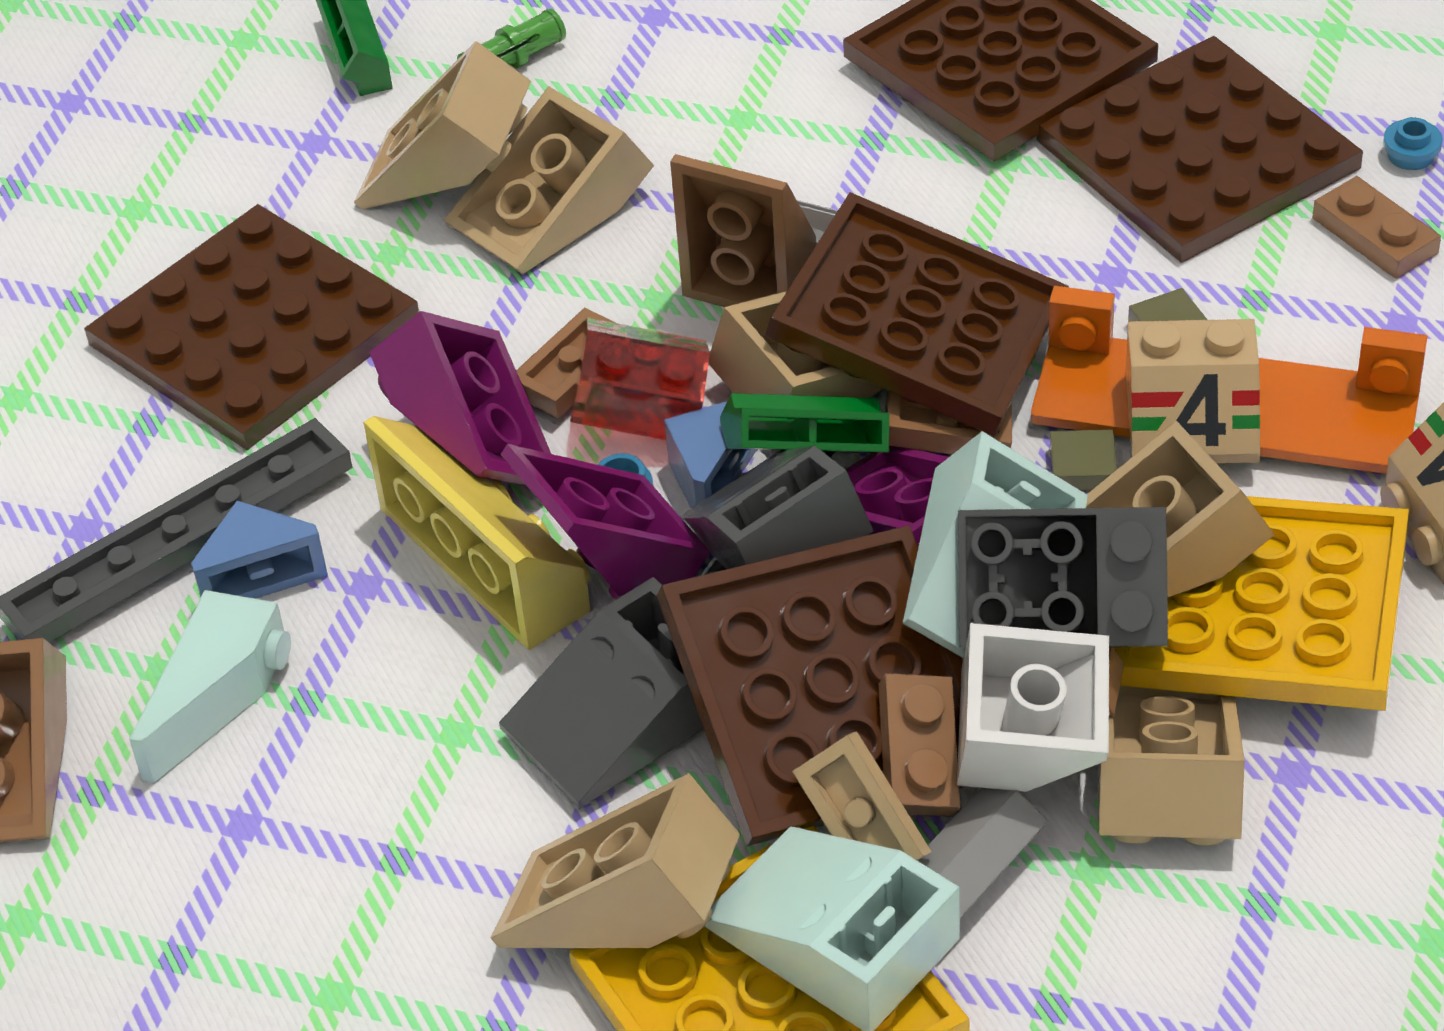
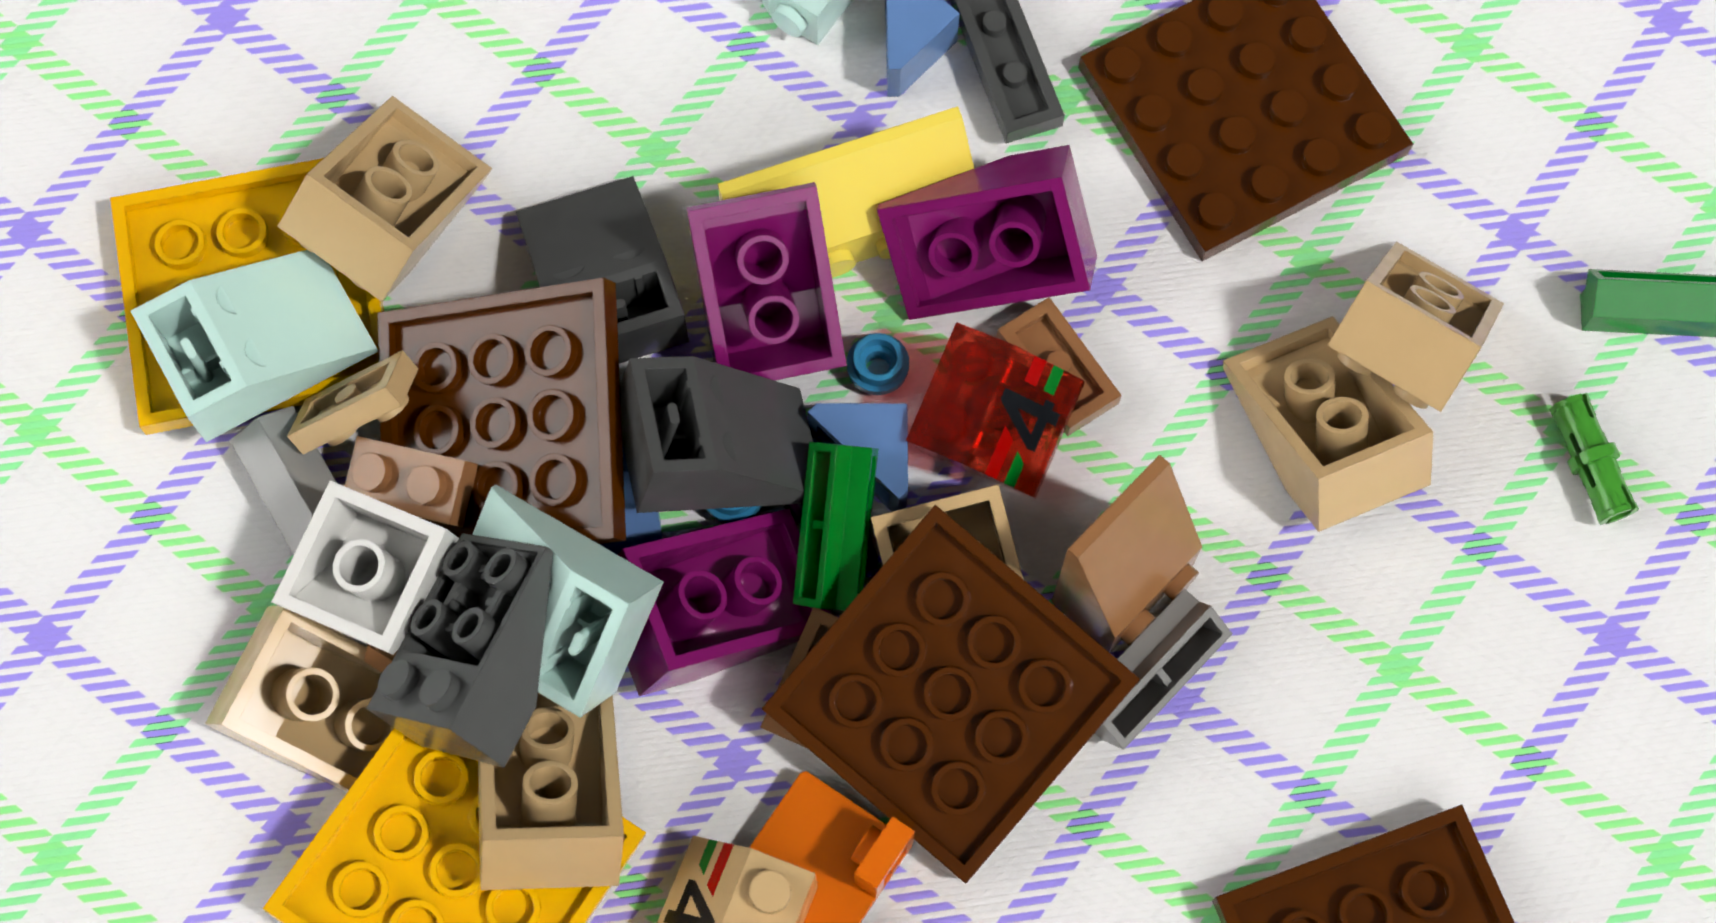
camera: 105 degrees right, 25 degrees up
(1083, 457) = (729, 799): olive tile -> none

